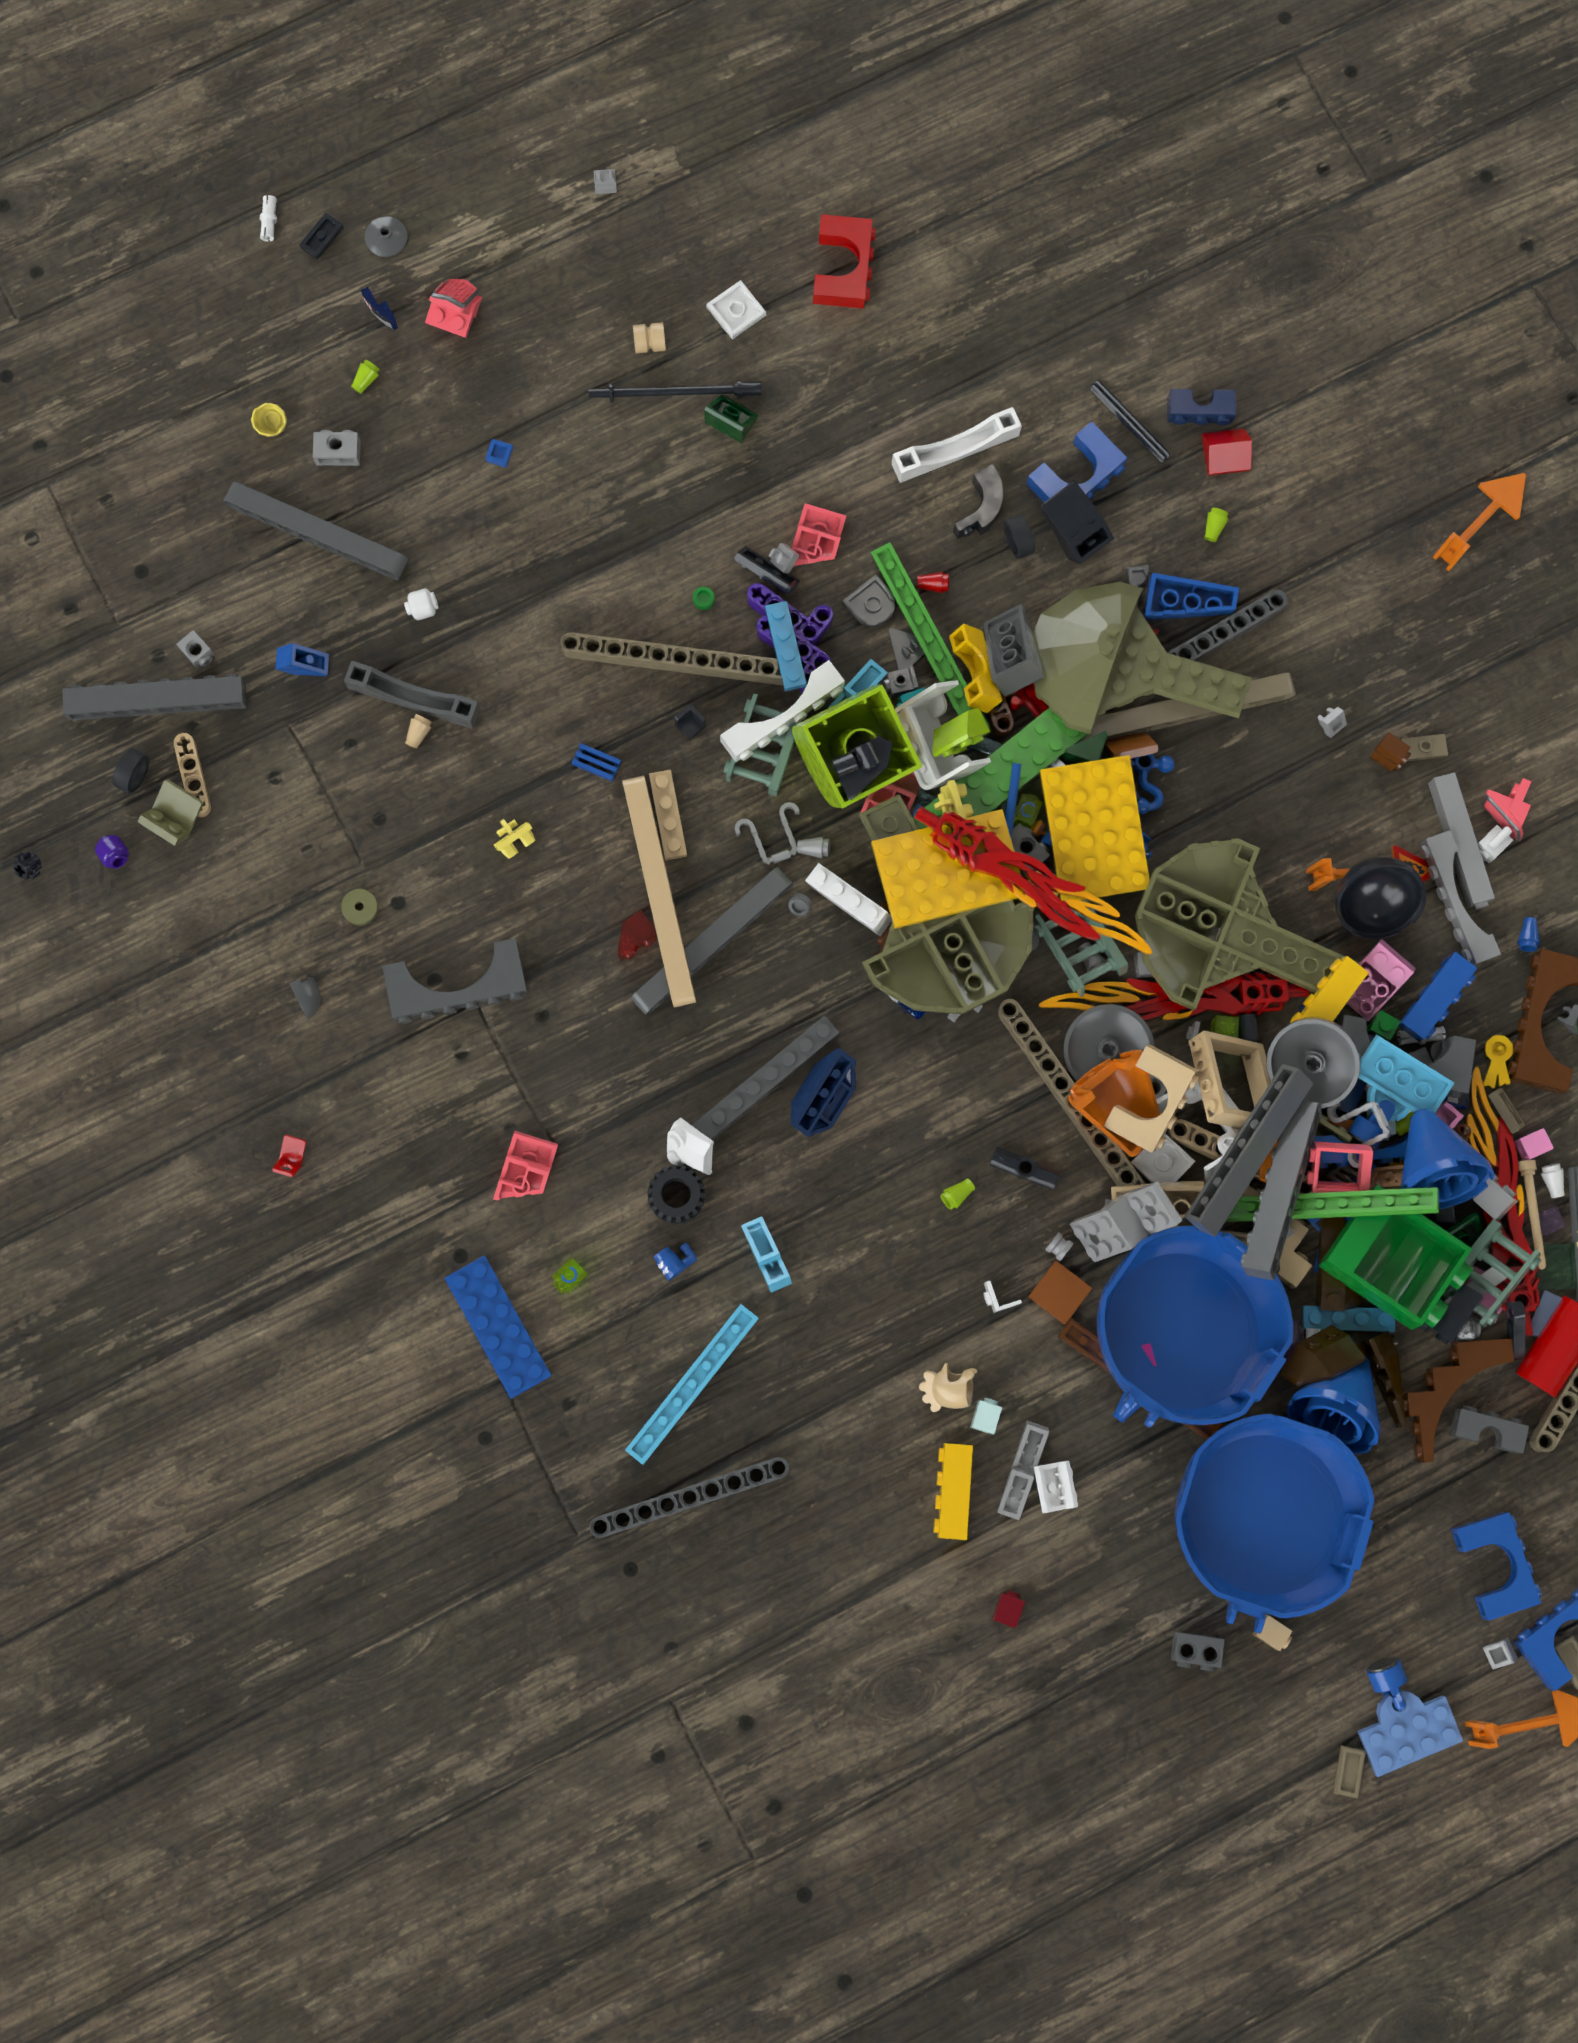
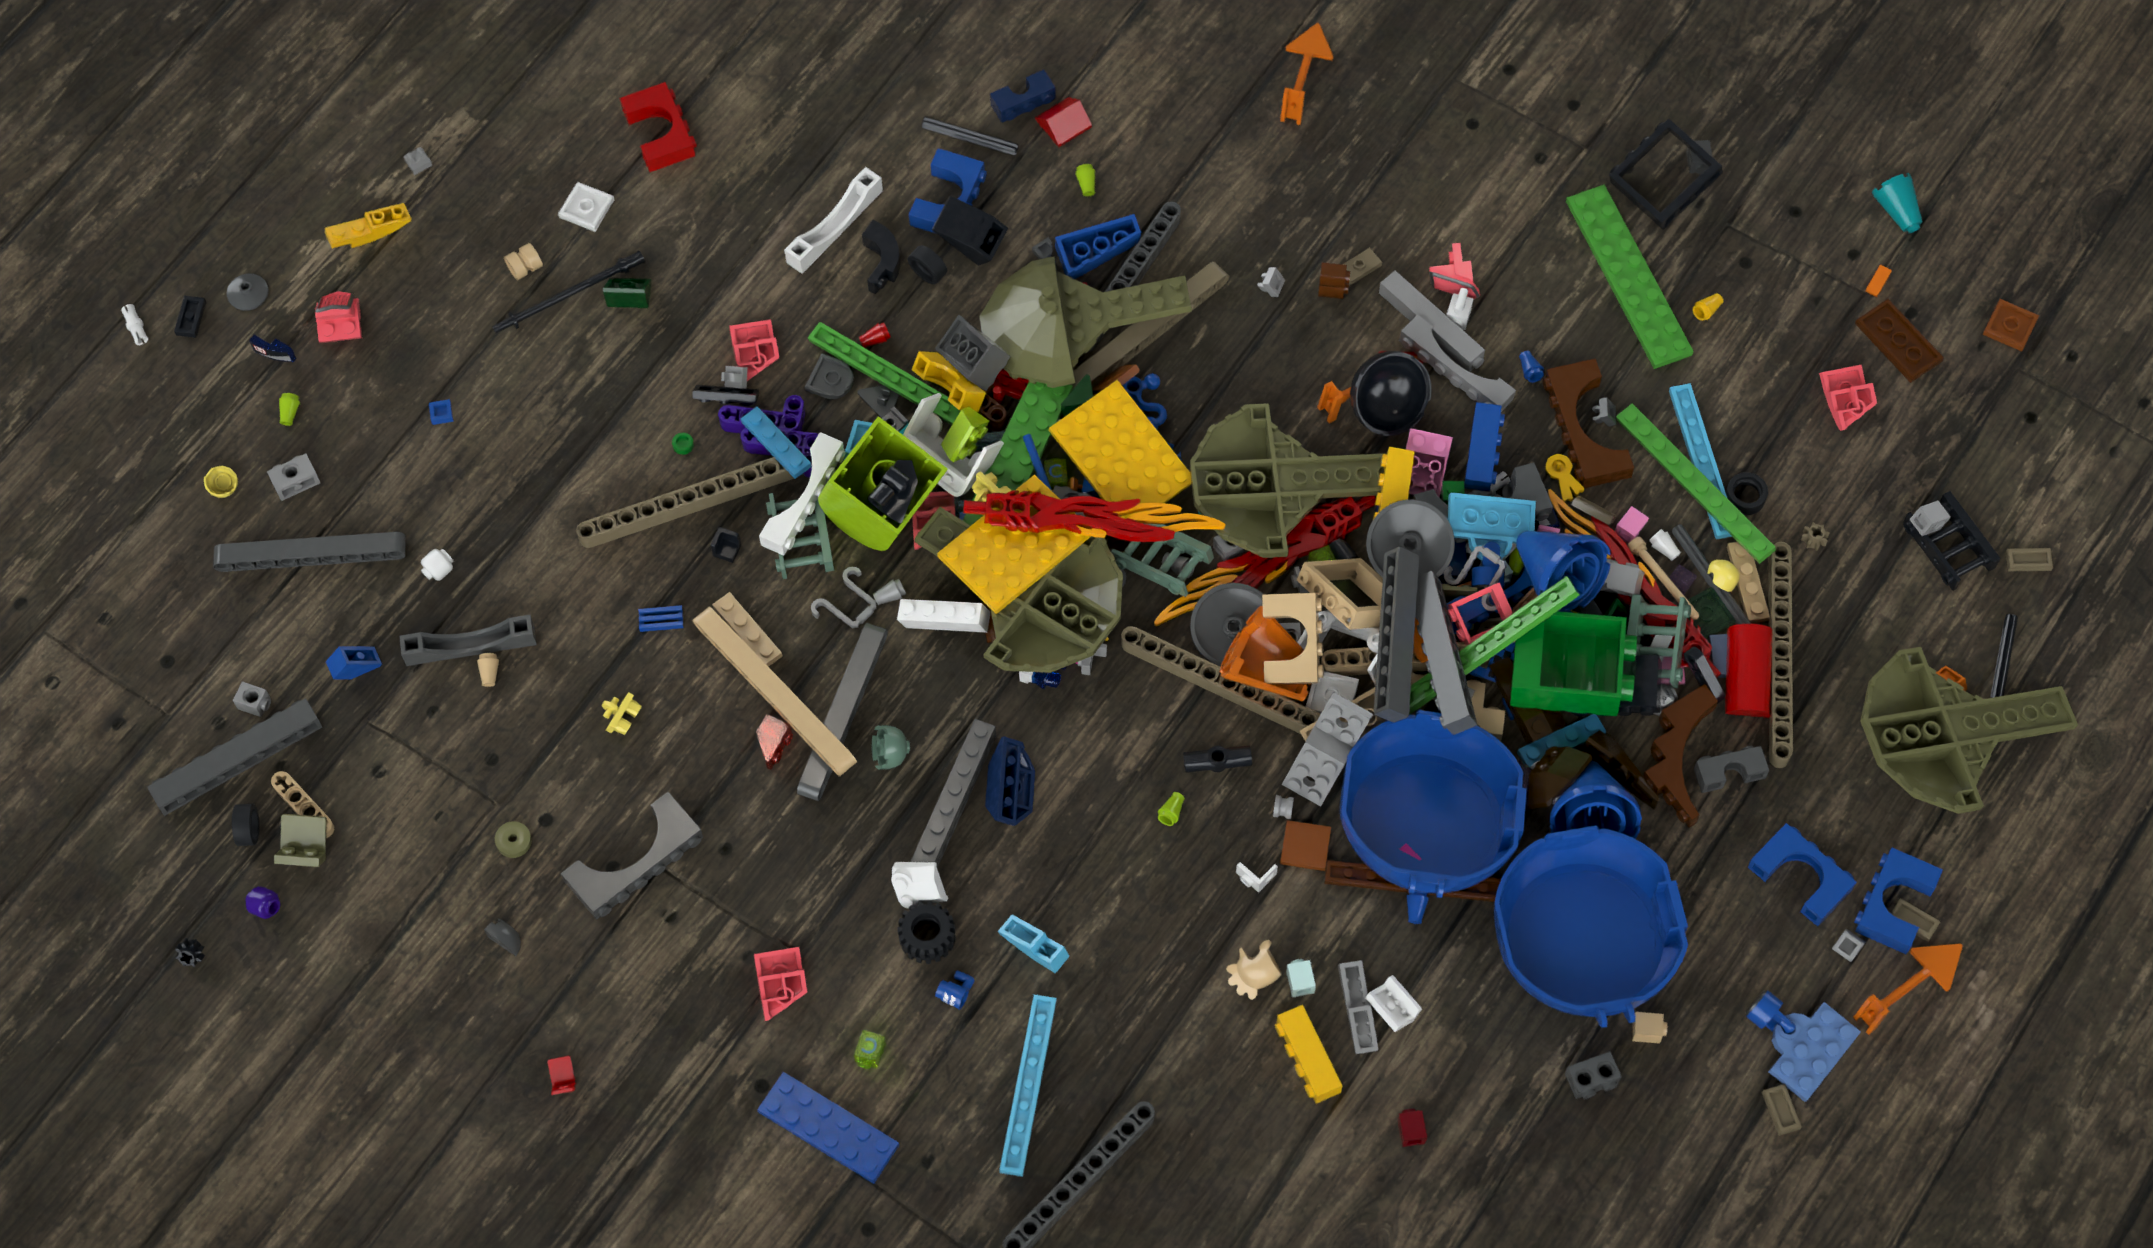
camera: 20 degrees left, 15 degrees down
(528, 230) = (368, 229): none -> yellow slope
(735, 999) = (889, 747): none -> sand green cylinder
(799, 904) = (902, 644): dark grey tile -> none

